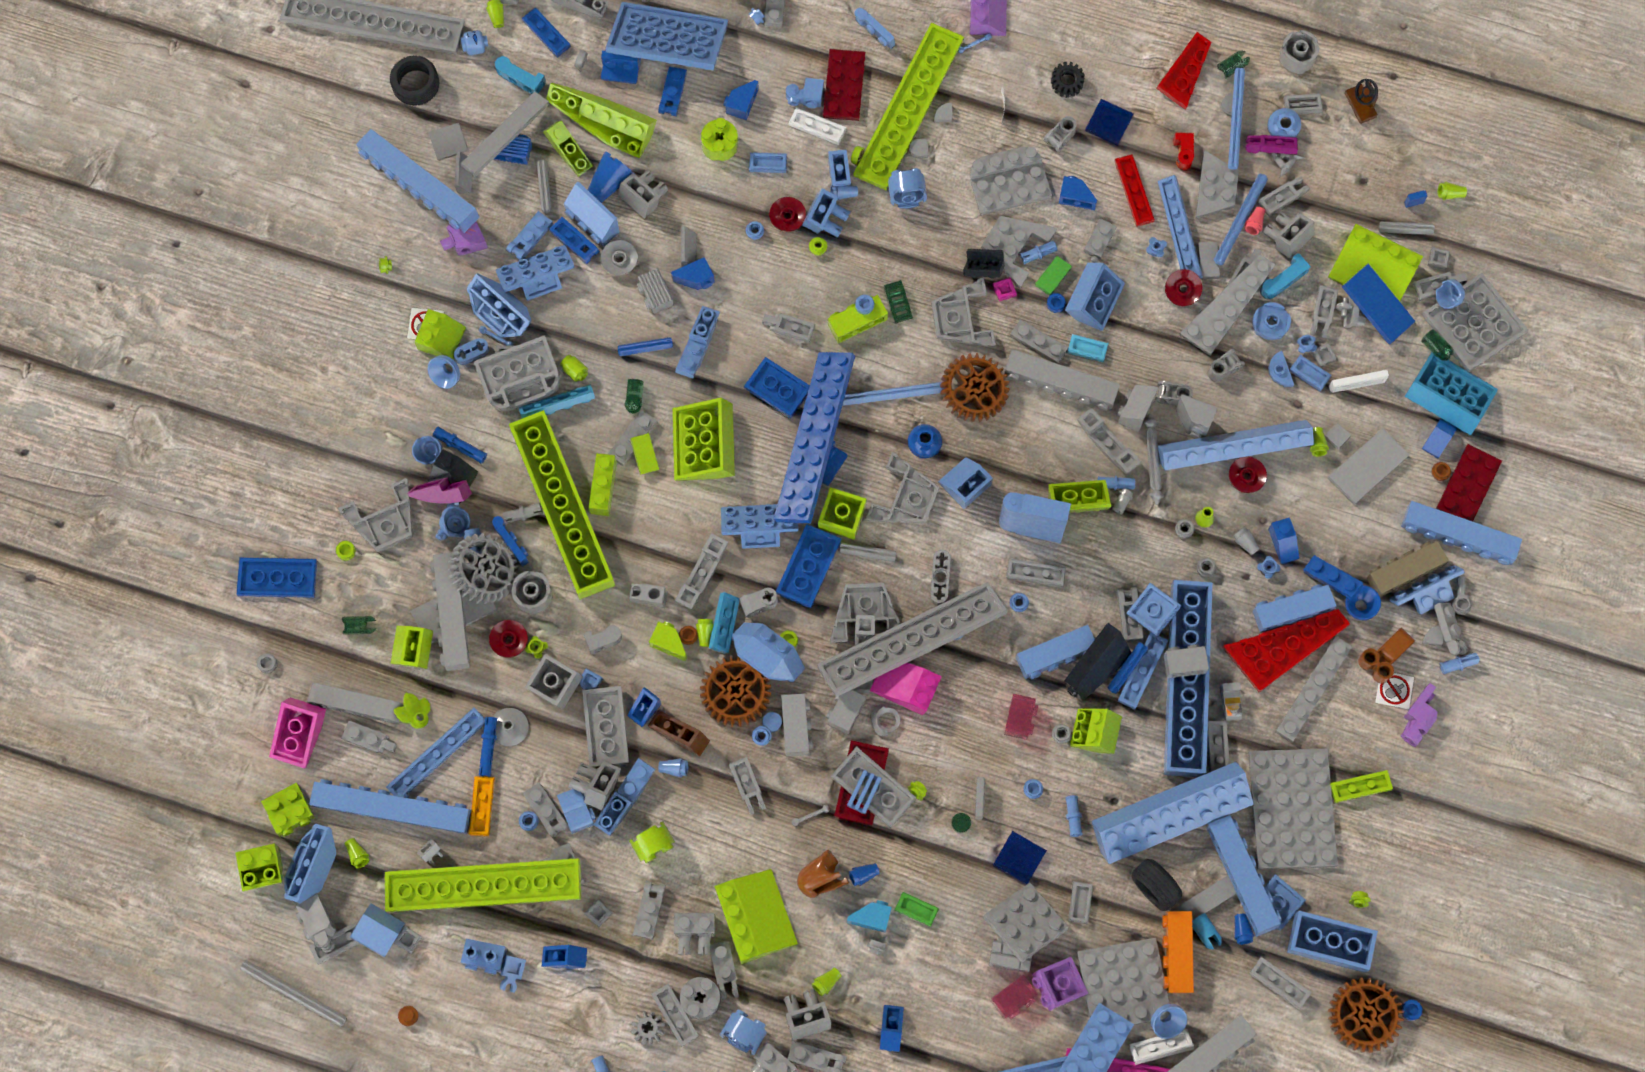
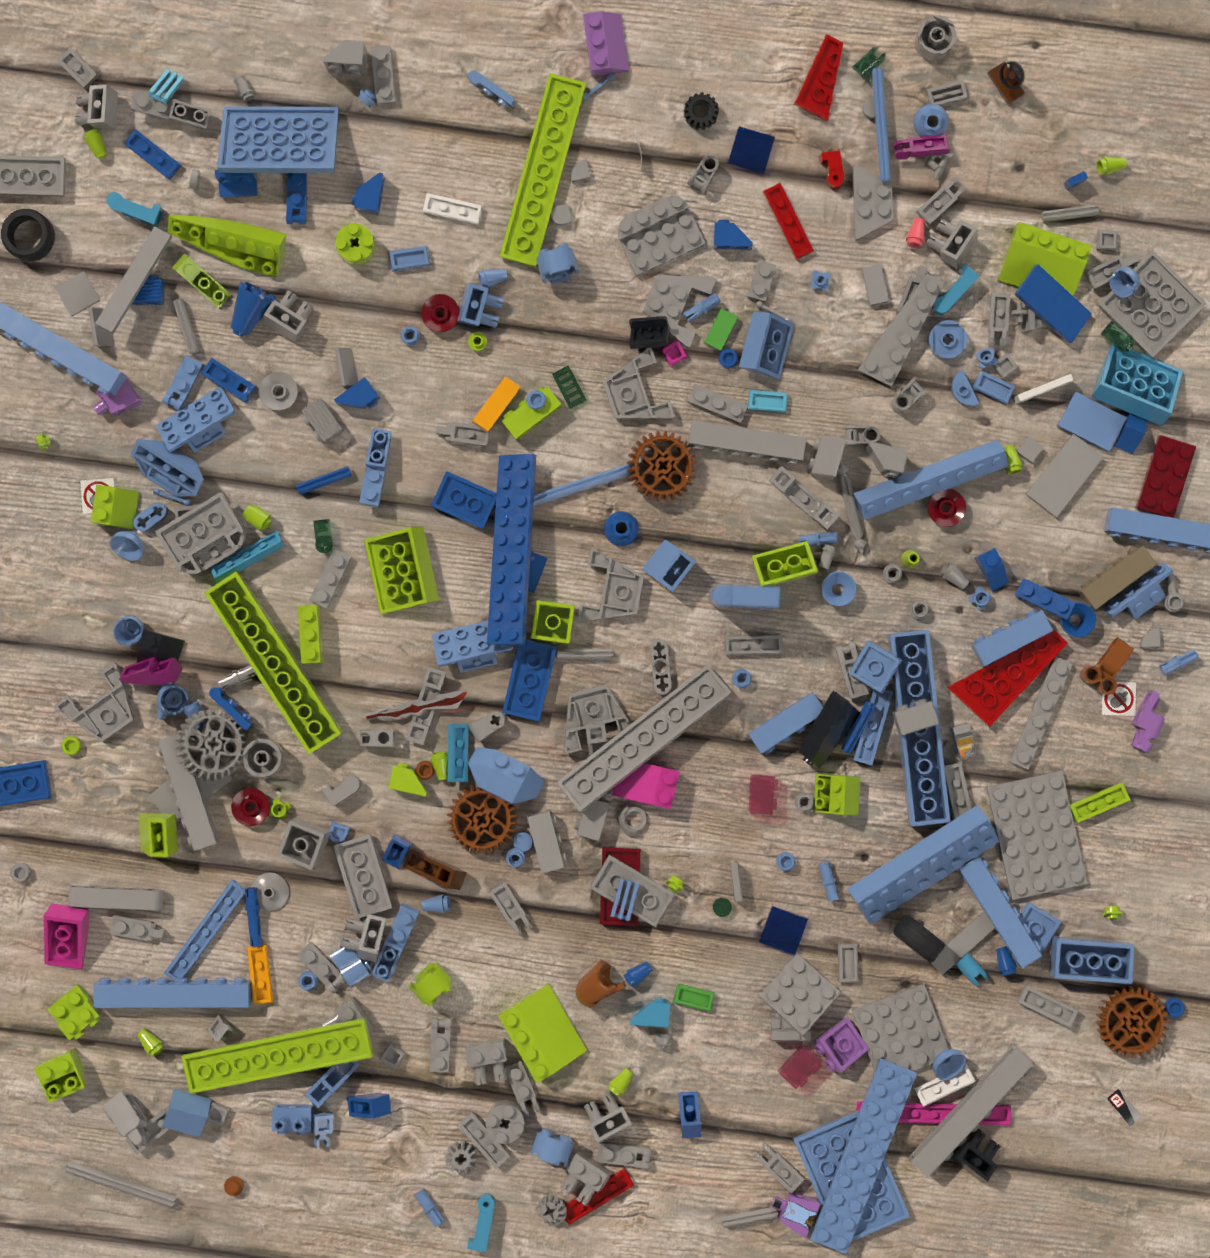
camera: 10 degrees left, 15 degrees up
(310, 864) = (107, 1065): medium blue wedge -> none
(357, 625) = (100, 819): clear green piece -> none
(412, 708) = (172, 893): lime plate -> none
(452, 440) = (152, 614): blue pin -> none
(474, 42) = (80, 181): medium blue head -> none
(530, 925) = (330, 1082): none -> medium blue slope
(591, 215) = (240, 352): medium blue slope -> none
(644, 454) = (345, 594): lime tile -> none
(692, 572) = (416, 707): none -> light grey sword
(790, 637) = (524, 756): lime tile -> none
(795, 822) = (563, 934): light grey hinge -> none
(809, 96) = (438, 178): medium blue brick -> none
(825, 305) = (496, 404): none -> light orange tile
(839, 168) = (484, 256): medium blue slope -> none
(844, 84) = (472, 157): dark red plate -> none
(857, 155) = (499, 235): lime tile -> none
(1131, 523) = (847, 583): none -> medium blue piece
(1178, 952) = (948, 995): orange brick -> none
(1179, 224) = (841, 256): medium blue tile -> none
(1187, 278) = (856, 330): dark red dish -> none
(1240, 219) = (901, 235): medium blue axle -> none
(1402, 421) = (1091, 421): none -> medium blue tile
(1441, 471) = (1137, 468): dark orange plate -> none
(1450, 629) = (1166, 630): light grey hinge -> none

